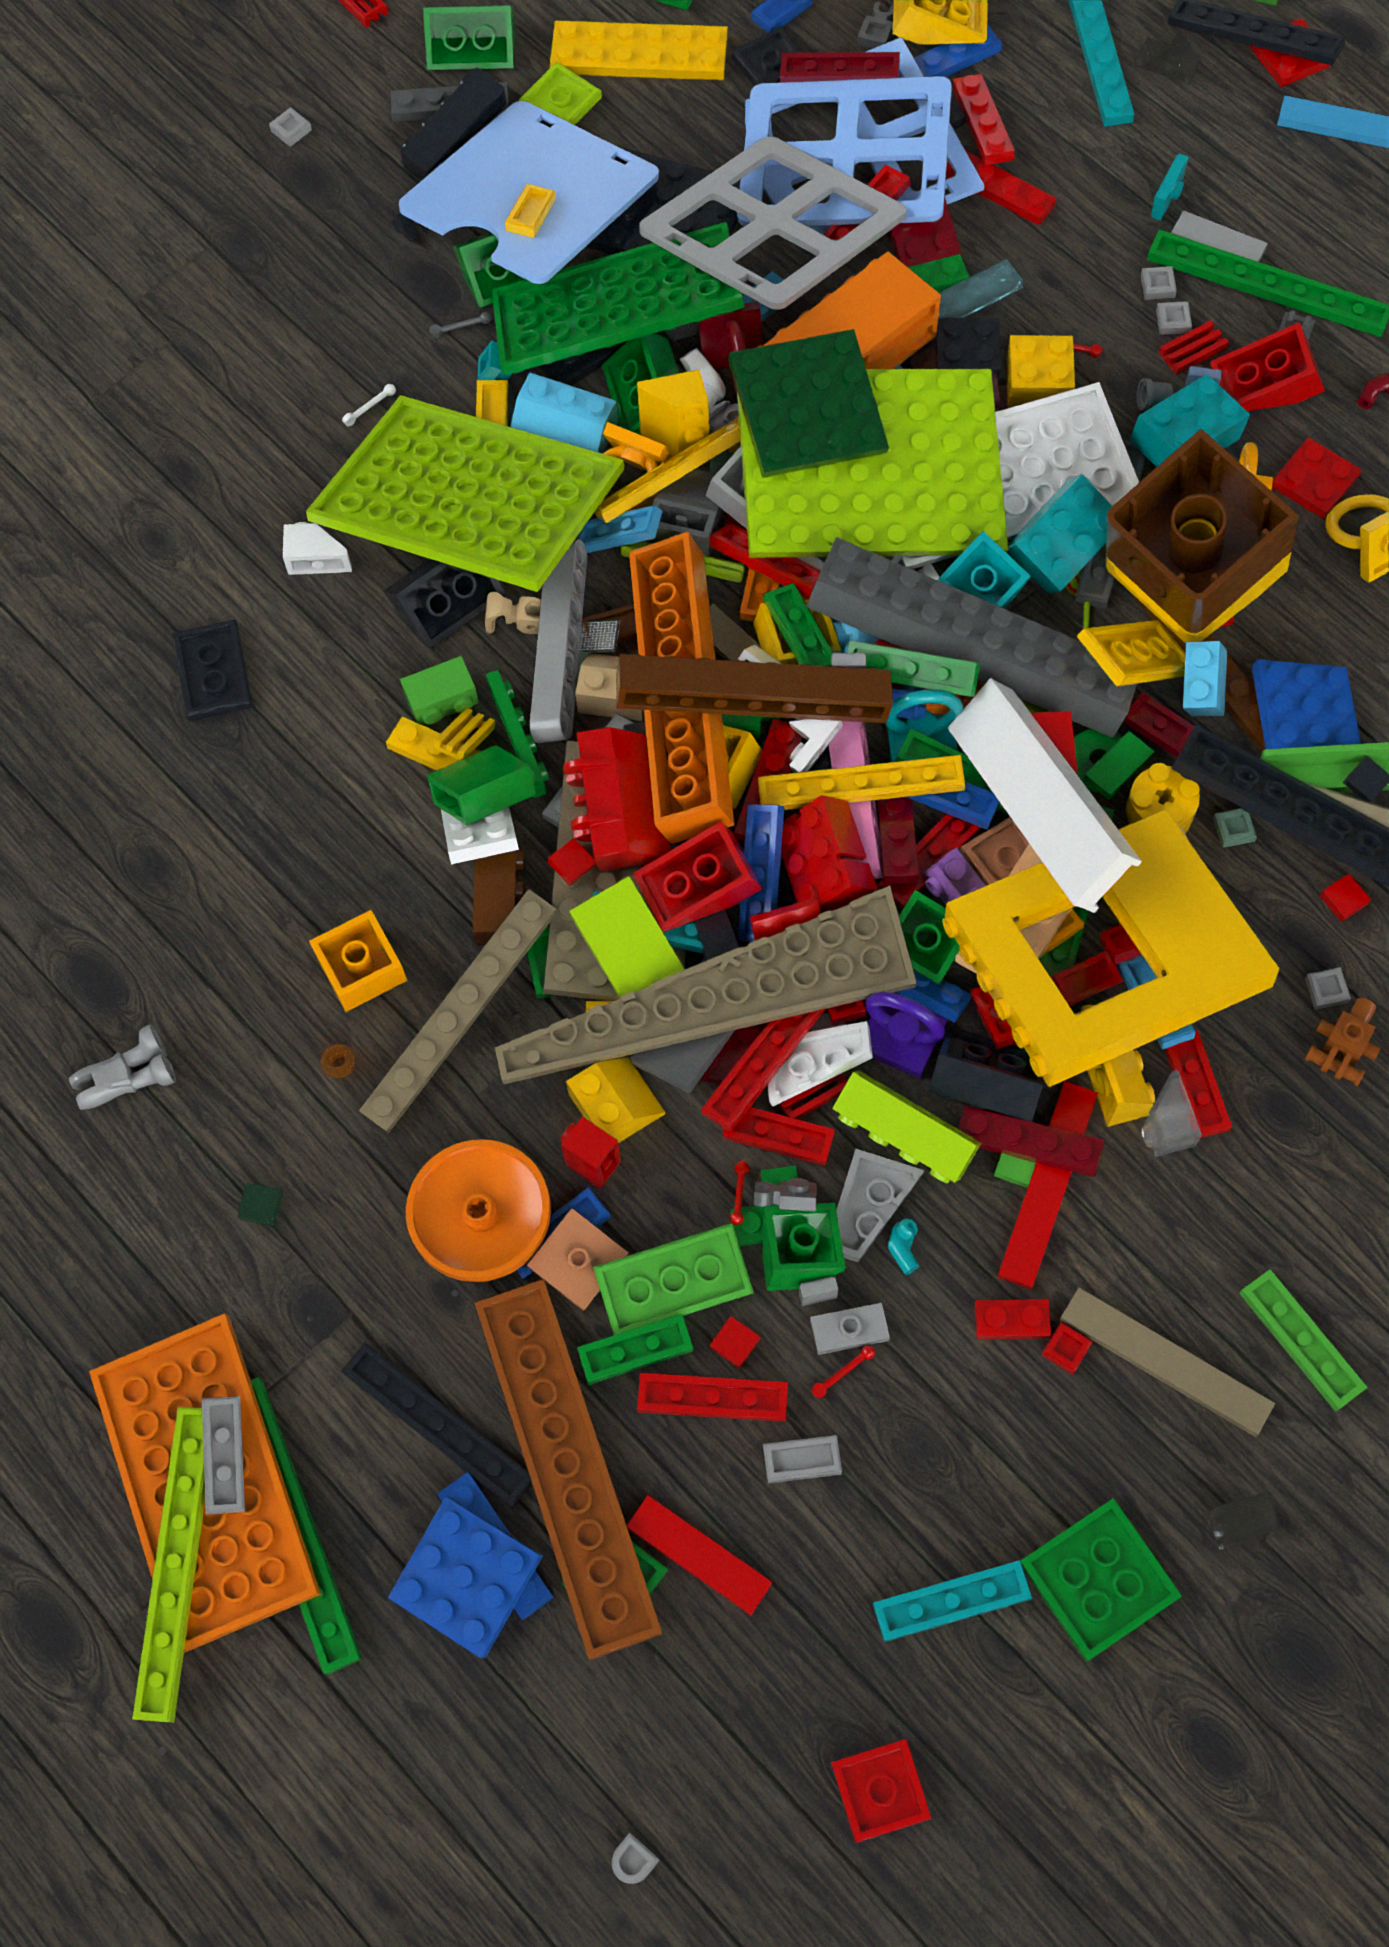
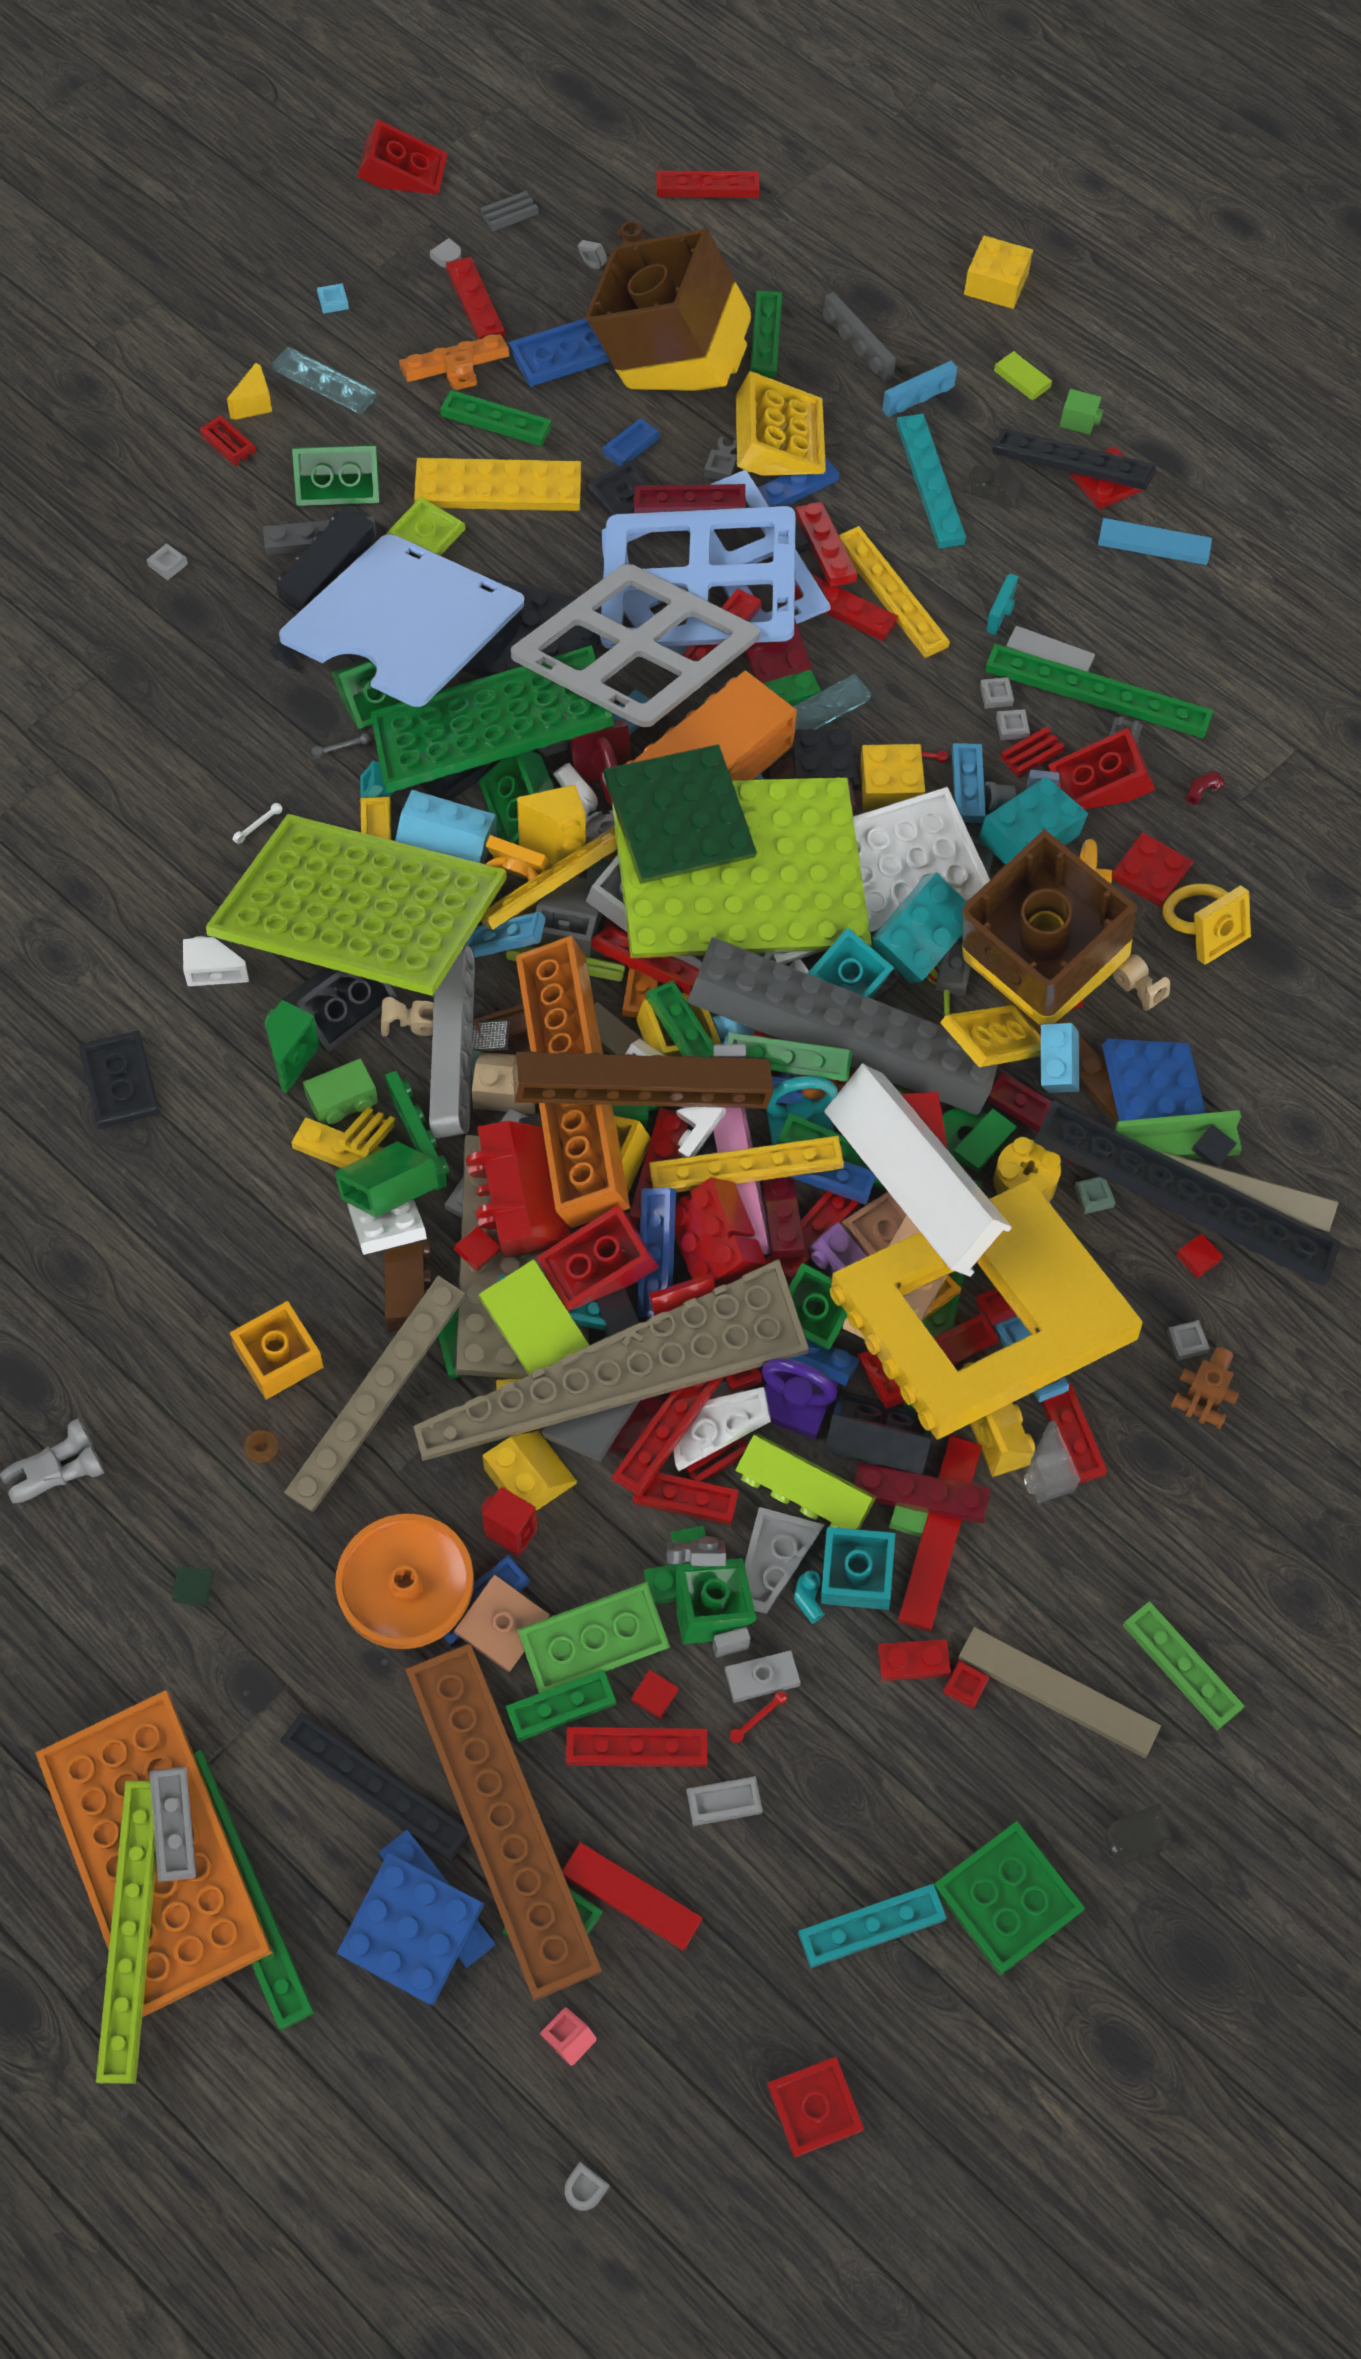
camera: 10 degrees left, 5 degrees down
(390, 636) = (291, 1040): none -> green slope
(530, 210) = (405, 638): yellow tile -> none
(625, 1698) = (568, 2036): none -> coral slope
(741, 1169) = (652, 1531): red hinge -> none
(957, 1219) = (858, 1568): none -> teal brick
(1053, 173) = (893, 593): none -> yellow tile
(1123, 378) = (968, 781): none -> dark azure plate
(1291, 591) = (1134, 974): none -> tan leg

